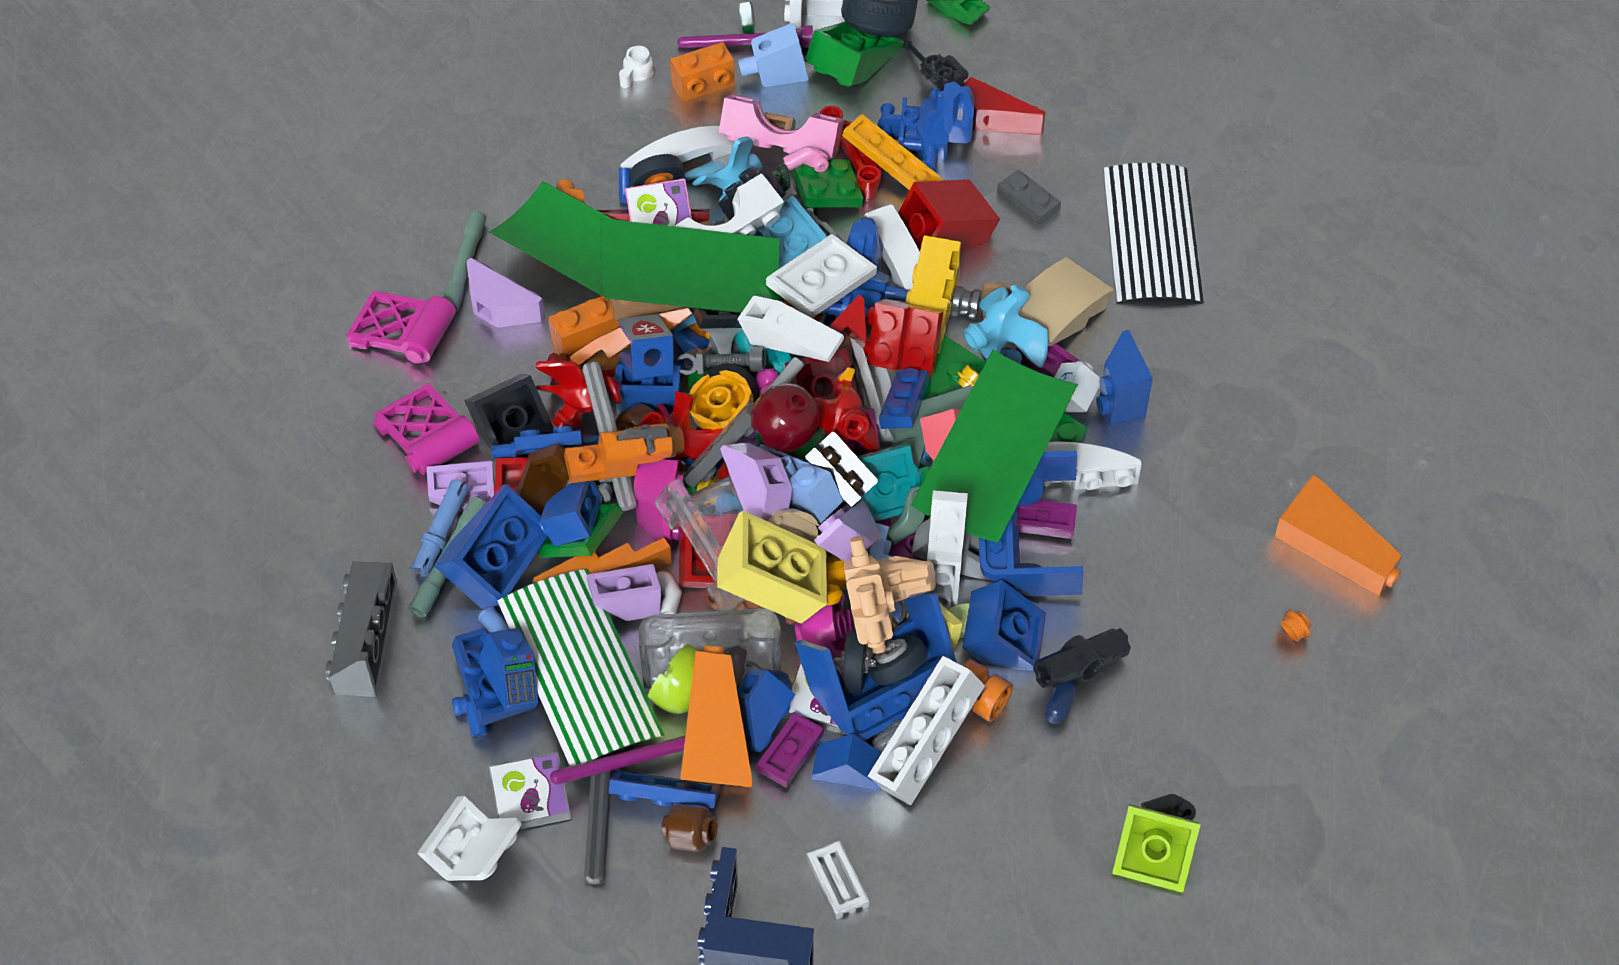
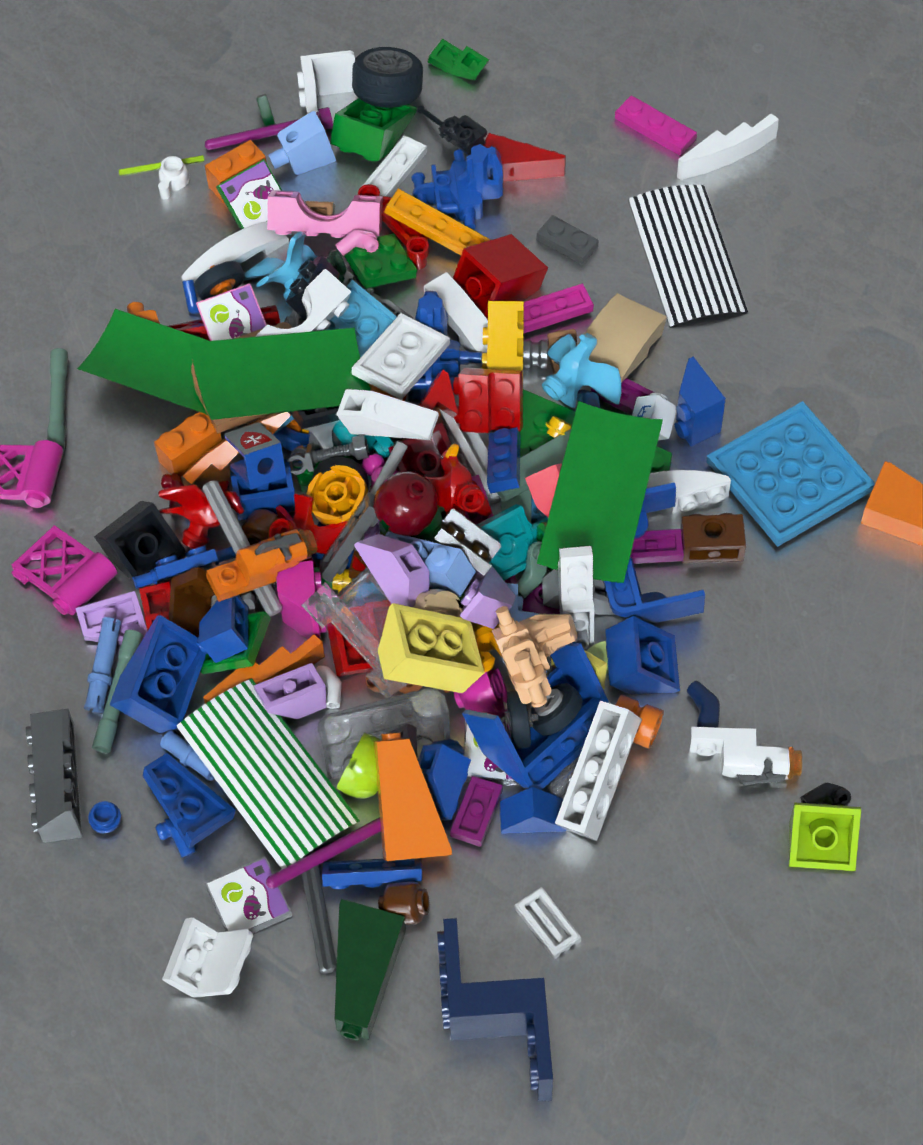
camera: 10 degrees left, 5 degrees up
(403, 680) = (104, 817): none -> blue plate
(501, 299) = (102, 430): lavender slope -> none
(510, 669) = (204, 788): blue slope -> none
(623, 54) = (157, 165): none -> lime piece
(632, 882) = (365, 960): none -> dark green slope
(705, 94) = (248, 194): none -> tile
(870, 94) = (397, 166): none -> white tile
(998, 261) = (556, 307): none -> dark pink plate
(1081, 658) = (718, 673): black piece -> none
(1089, 751) = (743, 757): none -> white plate
(1120, 531) = (726, 547): none -> reddish brown brick
(1149, 100) = (655, 125): none -> dark pink plate
(1209, 471) = (791, 473): none -> dark azure plate
(1213, 135) = (724, 150): none -> white slope
(1296, 625) = (900, 603): orange plate -> none

